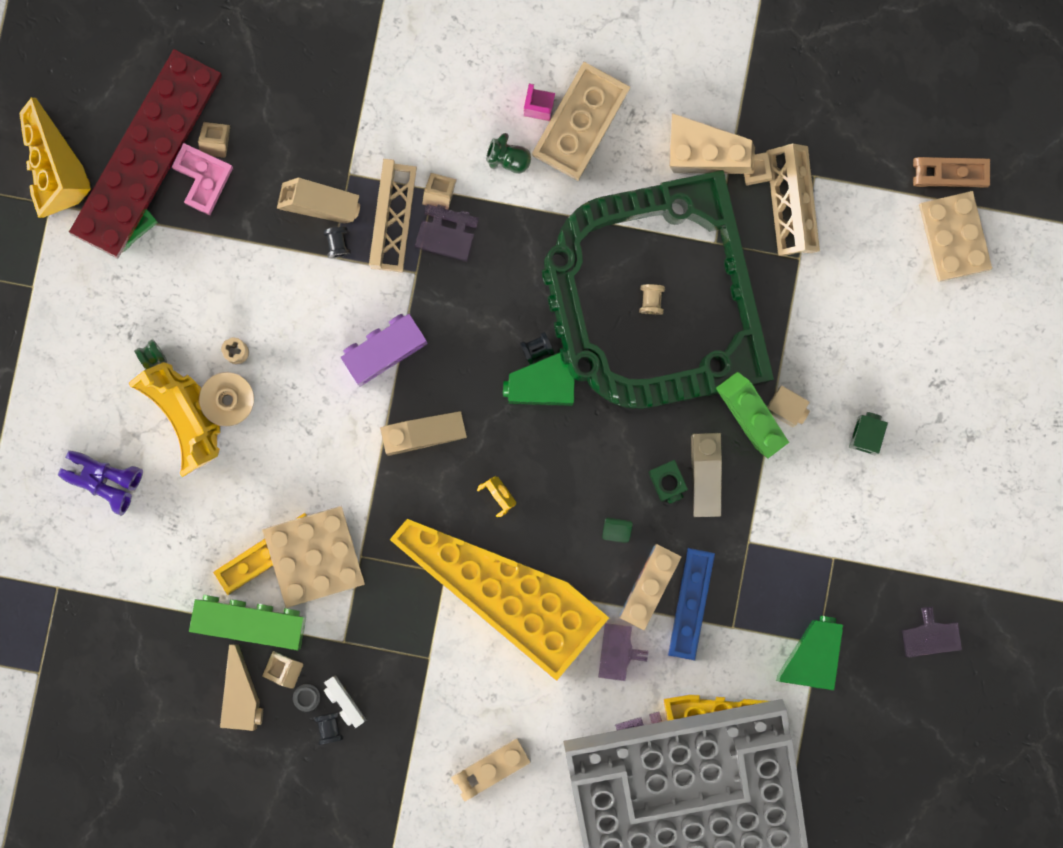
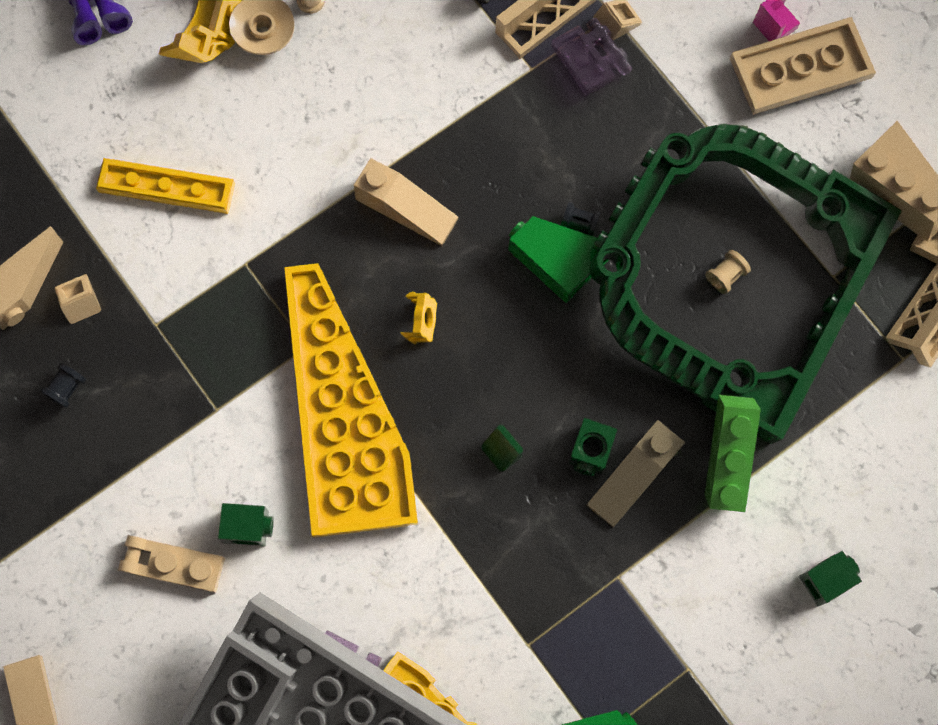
camera: 40 degrees right, 10 degrees down
(246, 623) = (86, 225): bright green brick -> none
(306, 697) = (72, 341): dark grey plate -> none
(313, 556) = (203, 222): tan plate -> none
(350, 712) = (103, 363): white plate -> none
(383, 349) = (439, 102): medium lavender brick -> none
(511, 157) = (708, 38): dark green animal -> none
(513, 709) = (245, 524): none -> dark green brick
(618, 652) = (395, 565): clear purple plate -> none
(649, 587) = (483, 528): tan brick -> none
(691, 604) = (508, 584): blue tile -> none
(788, 407) = (773, 481): tan brick -> none

